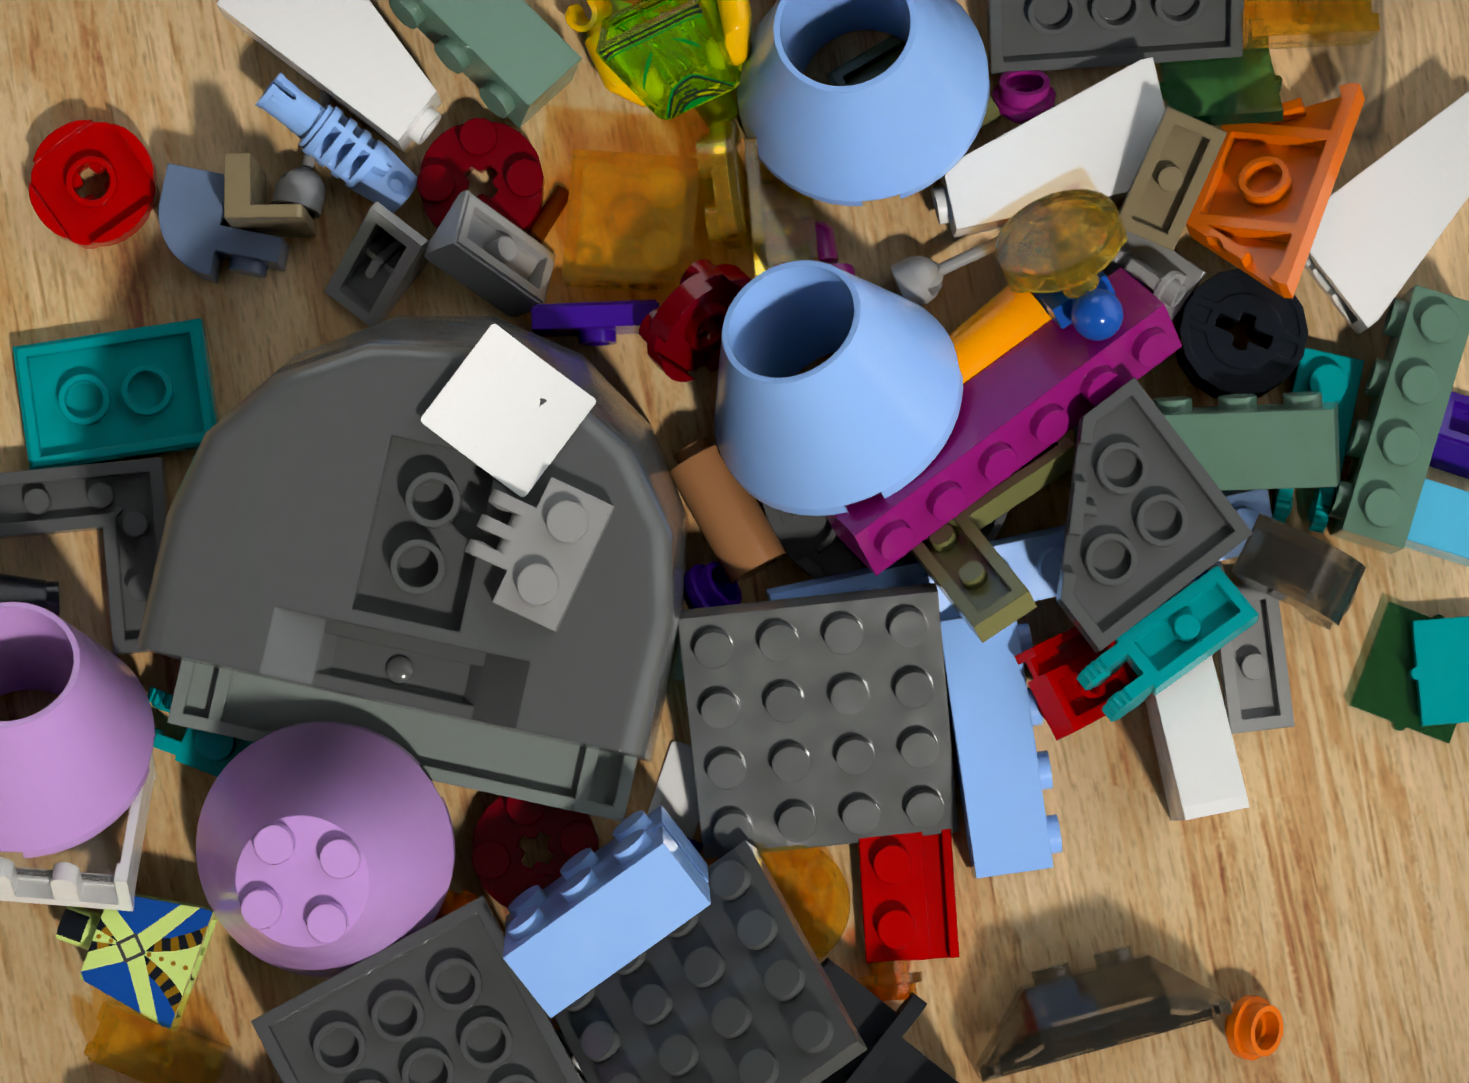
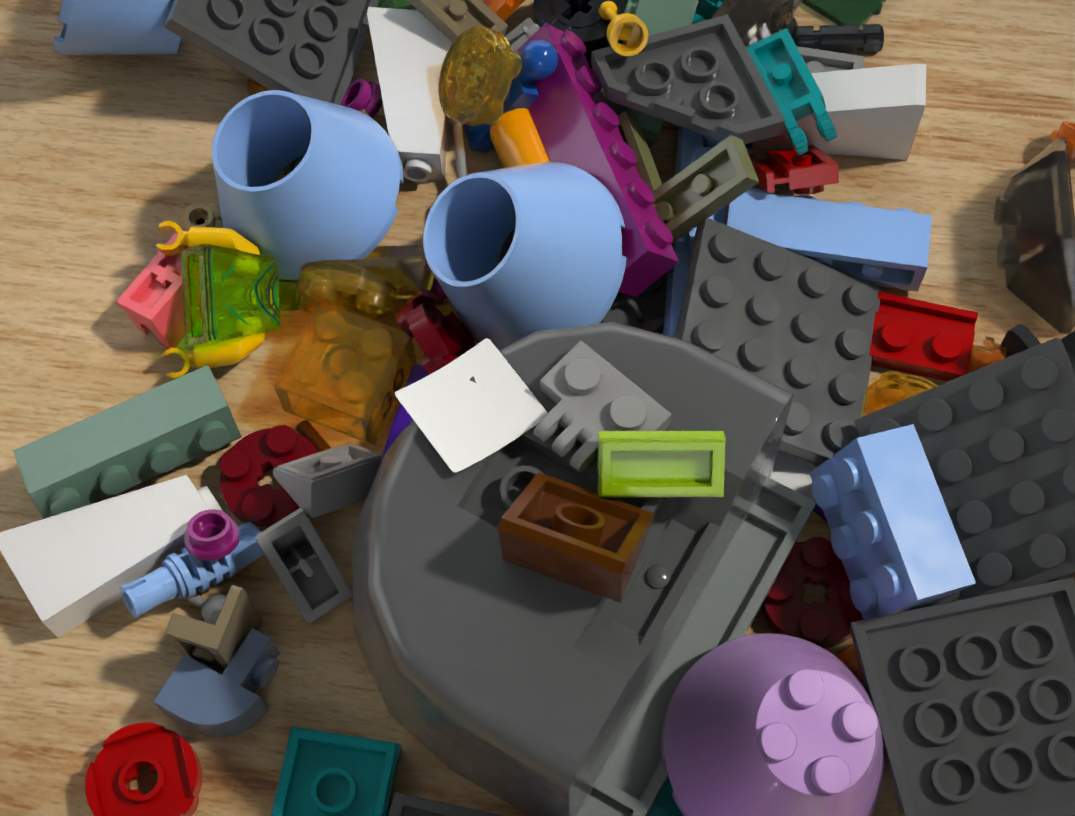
camera: 70 degrees left, 20 degrees down
(378, 140) = (211, 535): none -> magenta plate
(388, 571) = (574, 536): none -> reddish brown slope
(490, 636) = (661, 463): none -> lime tile
(1173, 406) = (625, 28): none -> yellow hinge
(1325, 684) = (840, 38): none -> black axle

